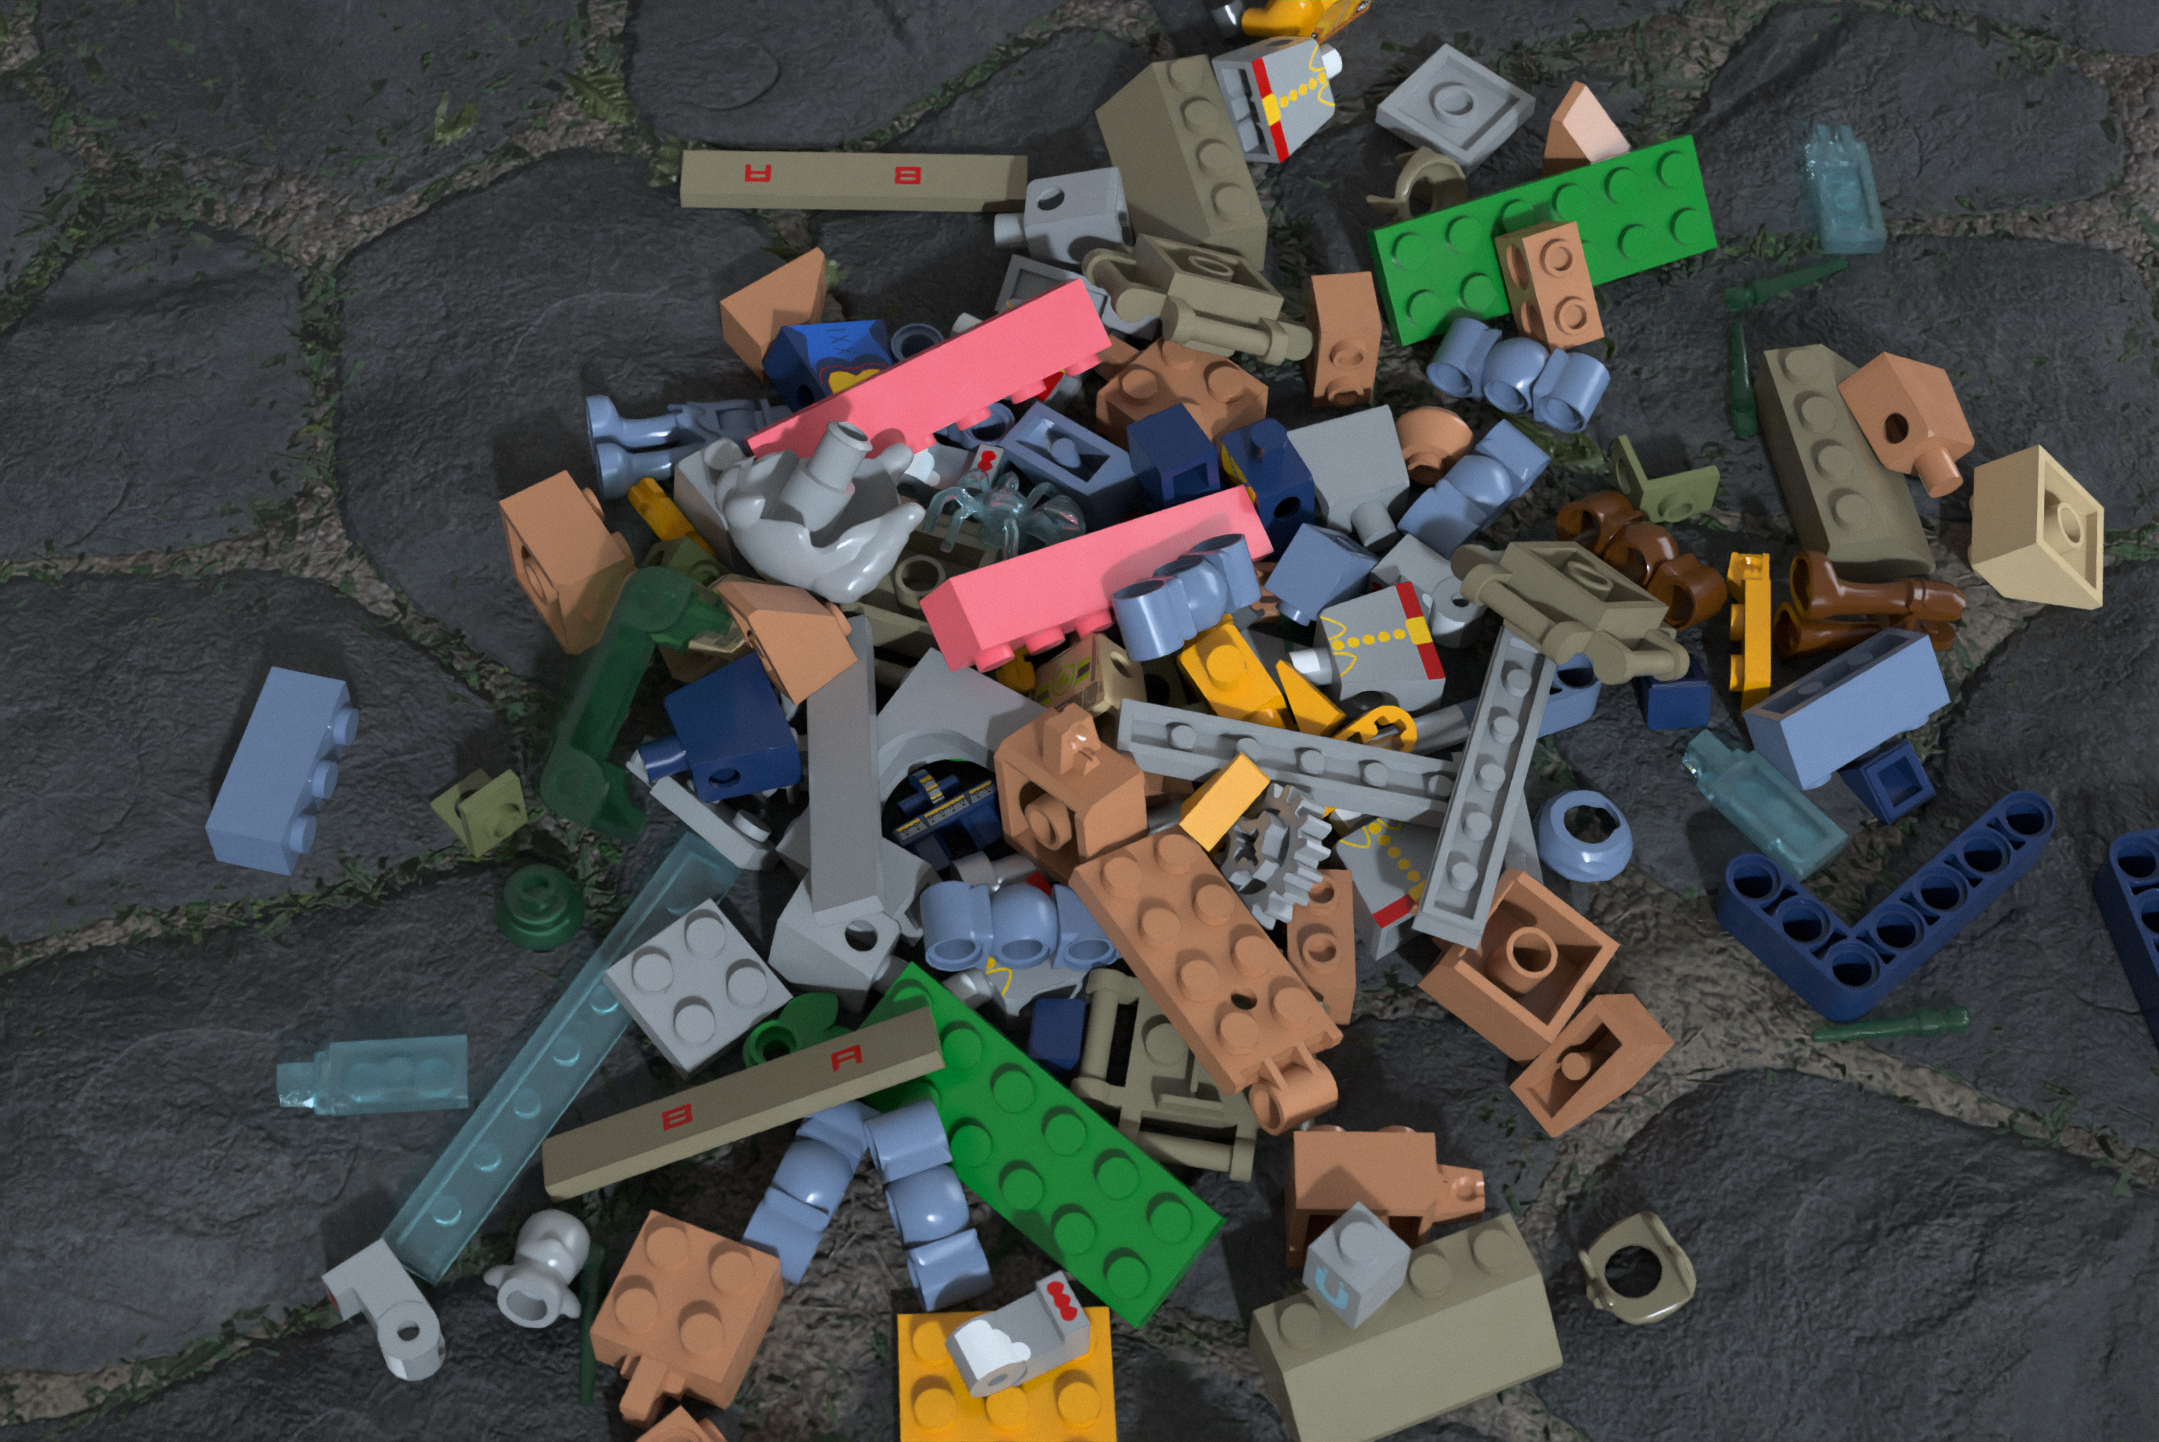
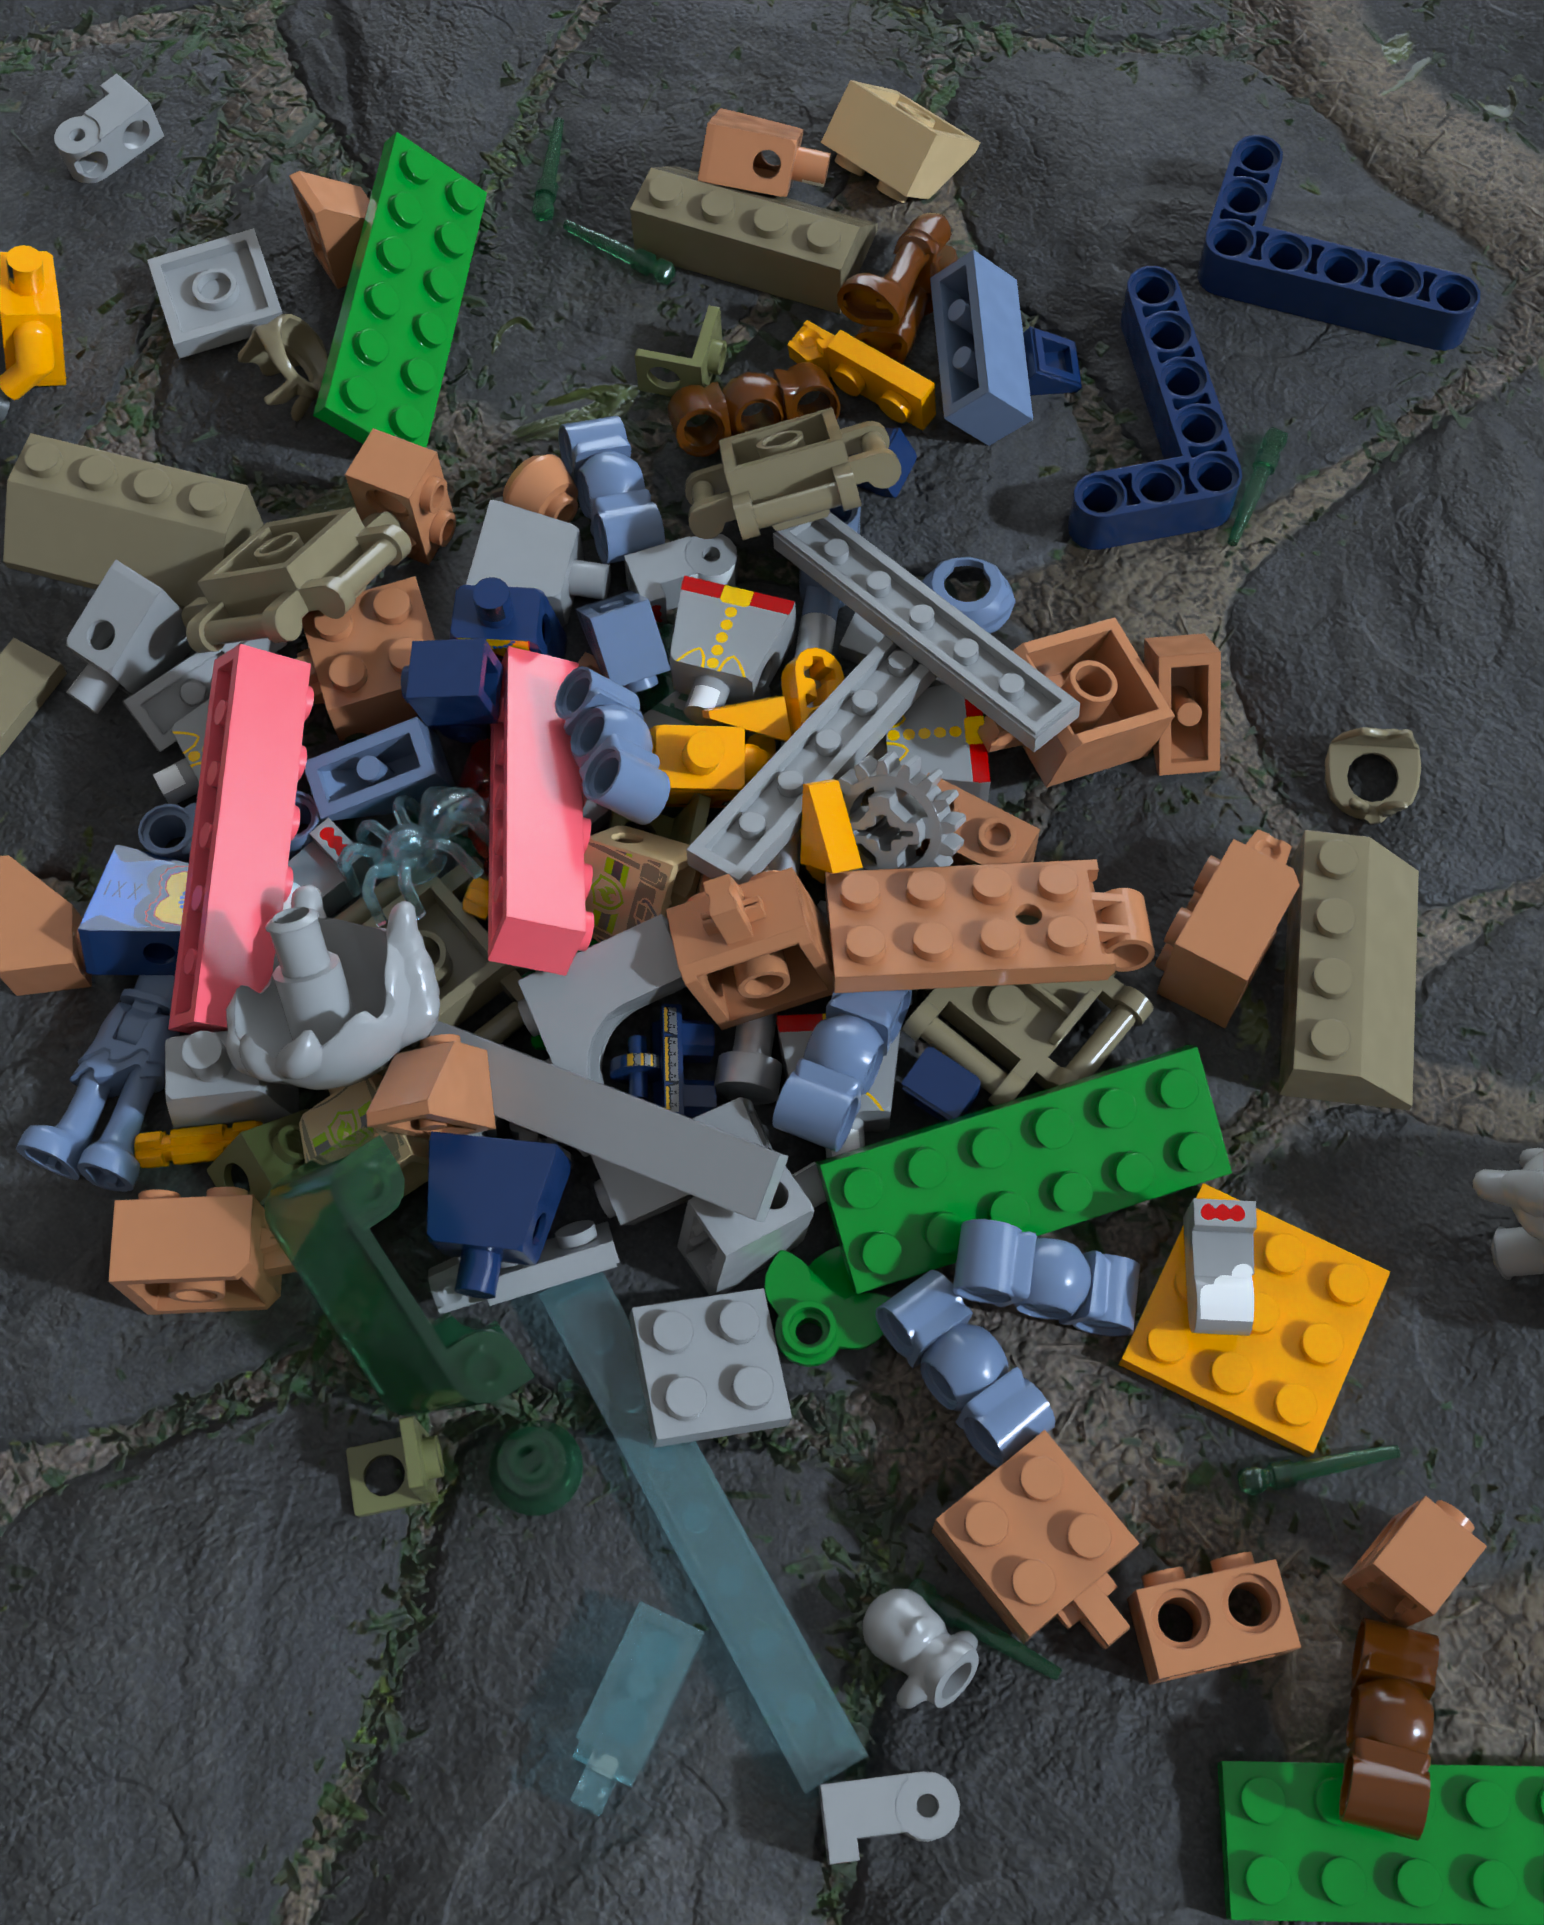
camera: 55 degrees left, 10 degrees up
(282, 771) = (240, 1639): sand blue brick -> none
(741, 1104) = (867, 1389): dark tan tile -> none
(1277, 93) = (108, 404): light grey torso -> none
(1356, 1265) = (1324, 962): light grey brick -> none
(1518, 375) = (518, 394): sand blue piece -> none
(1549, 285) = (460, 318): nougat brick -> none
(1763, 805) = (1021, 457): clear light blue hinge -> none
(1844, 192) = (498, 78): clear light blue hinge -> none

